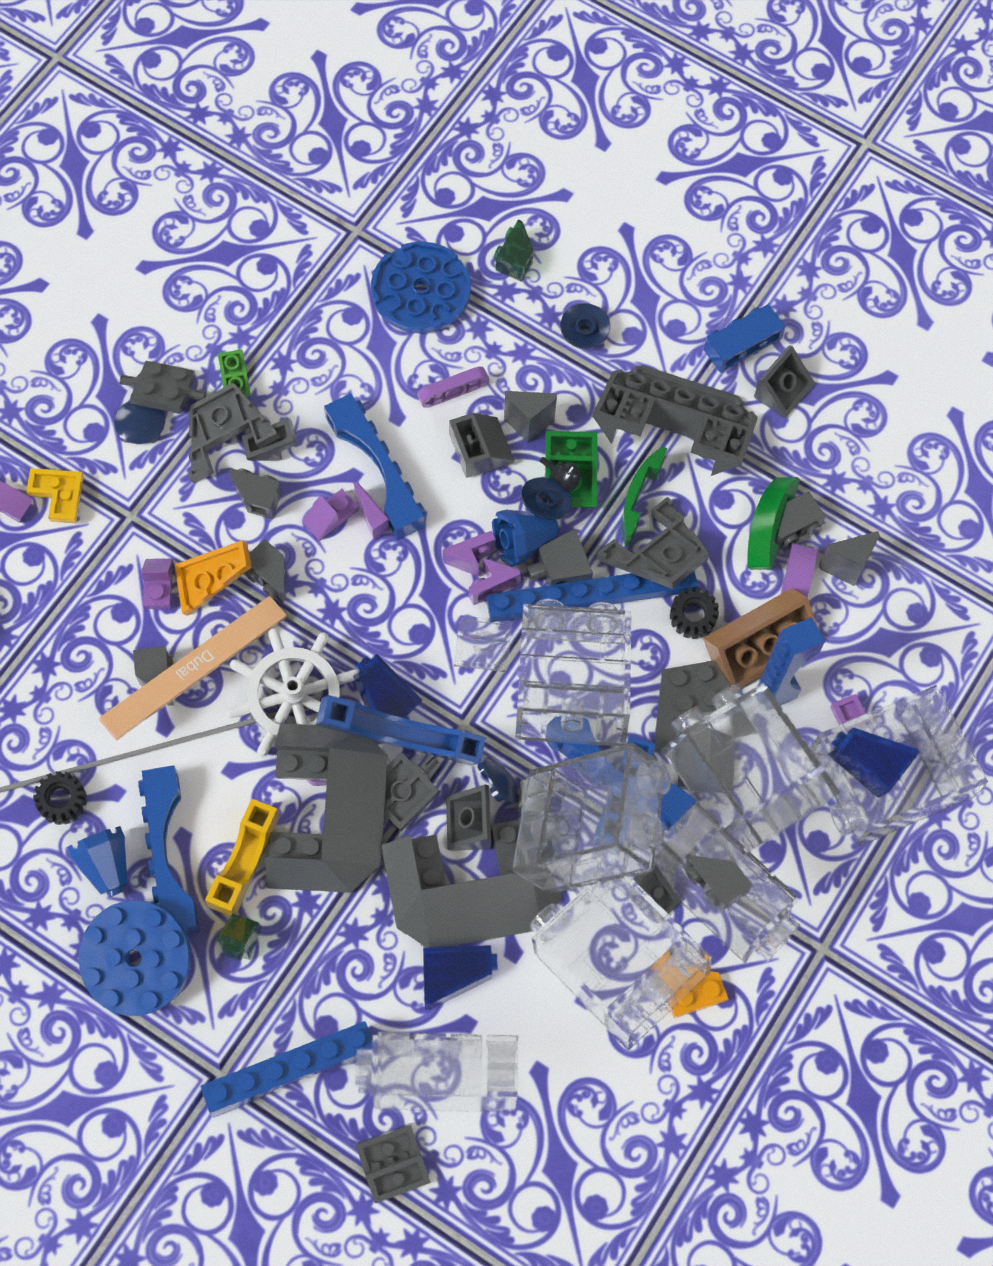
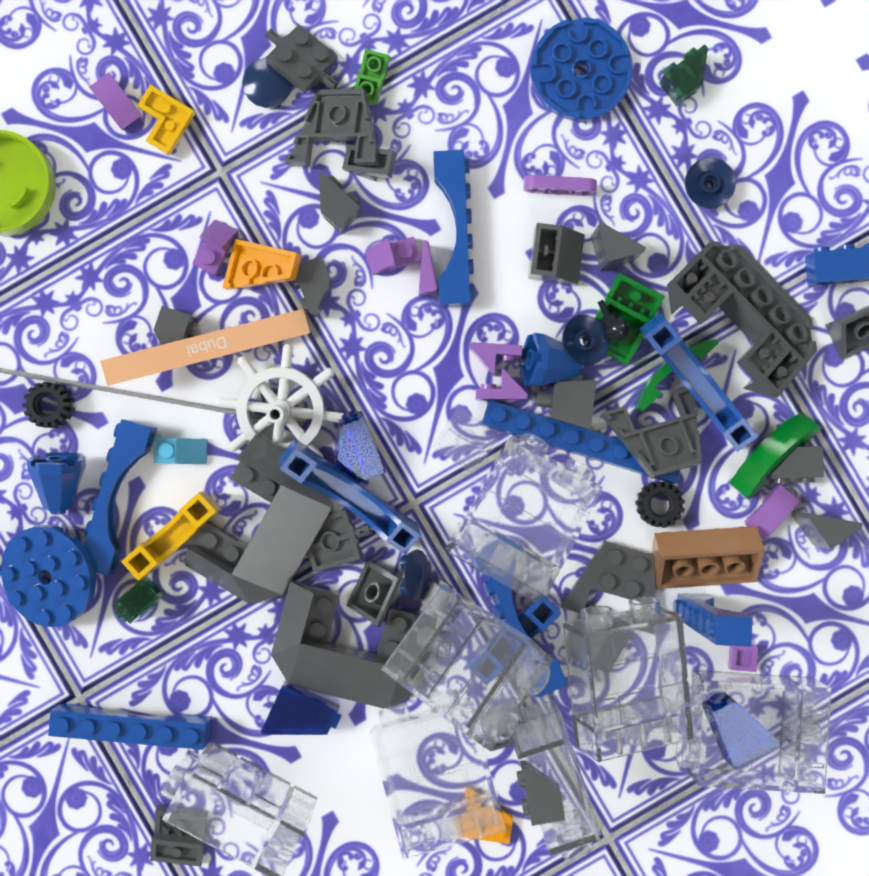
camera: 30 degrees right, 20 degrees up
(213, 780) = (180, 451): none -> medium azure slope
(697, 501) = (698, 382): none -> blue arch

